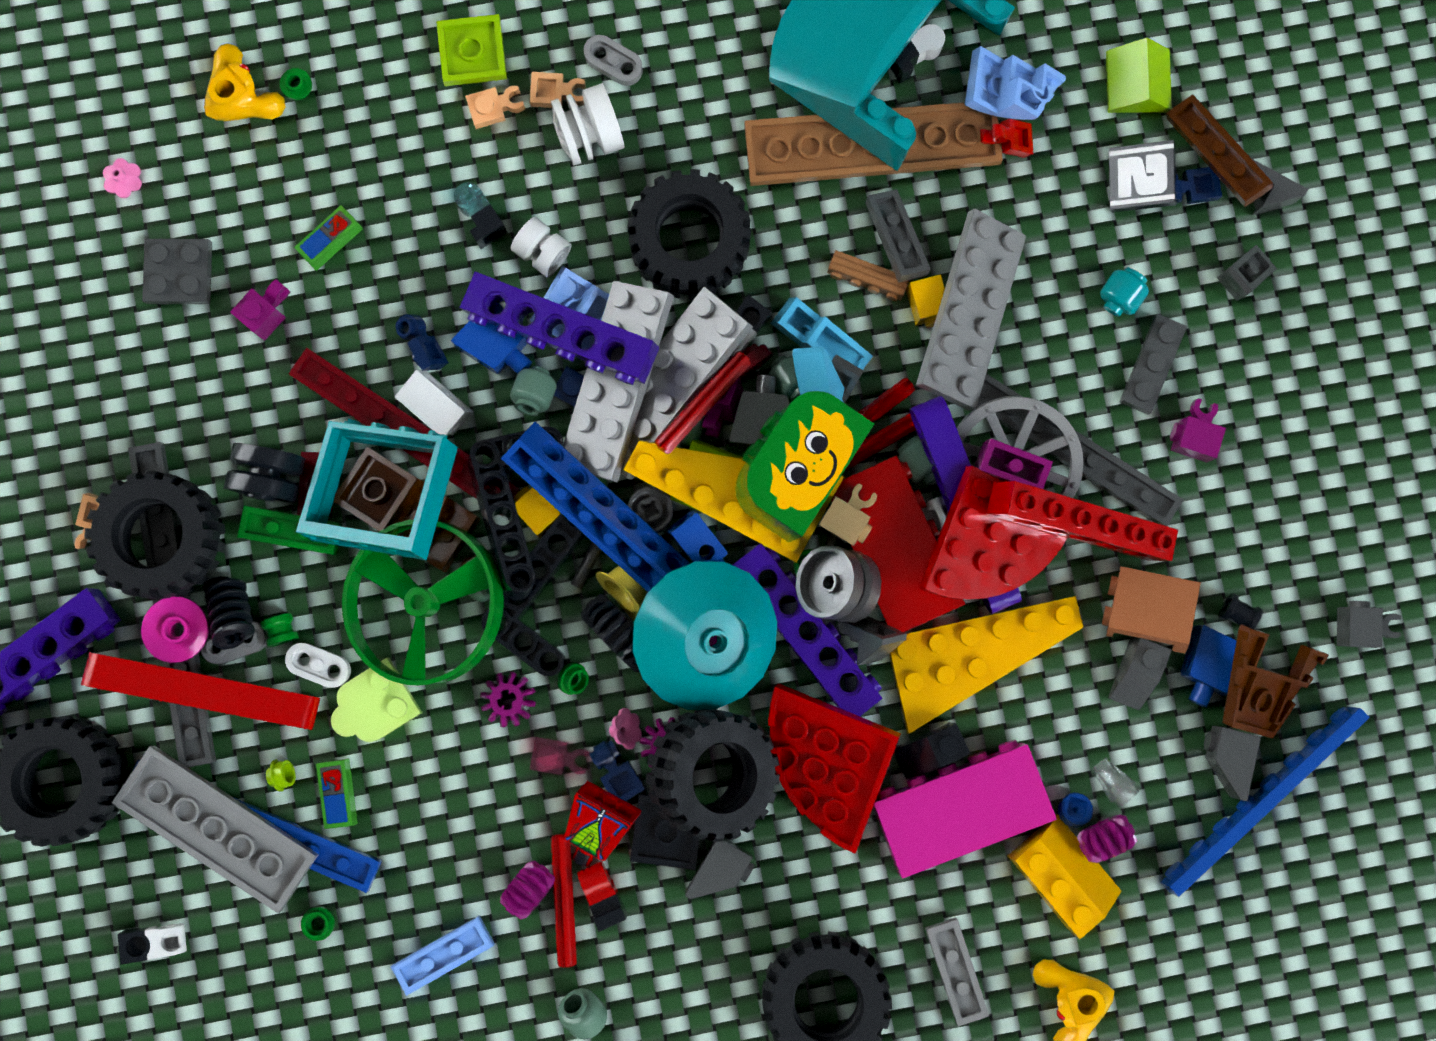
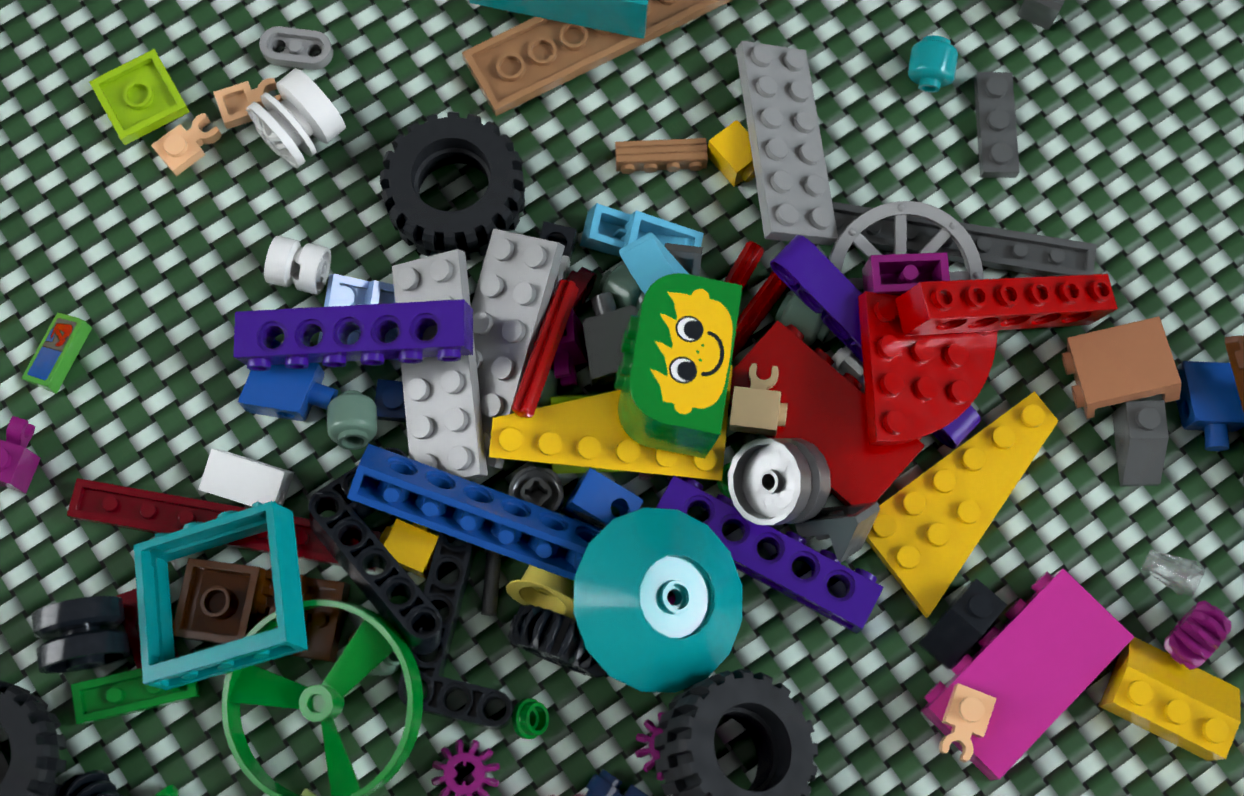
camera: 20 degrees left, 10 degrees down
(424, 348) = (212, 424): dark blue plate -> none
(476, 206) = (213, 254): leg -> none
(626, 728) = (613, 749): bright pink plant -> none
(829, 762) = (859, 685): red plate -> none
(897, 235) = (674, 101): dark grey plate -> none
(900, 821) = (968, 715): none -> light nougat plate
(1075, 810) = (1147, 620): blue tile -> none
(1197, 434) = (1078, 174): magenta brick -> none
(1240, 612) = (1210, 335): black bush -> none

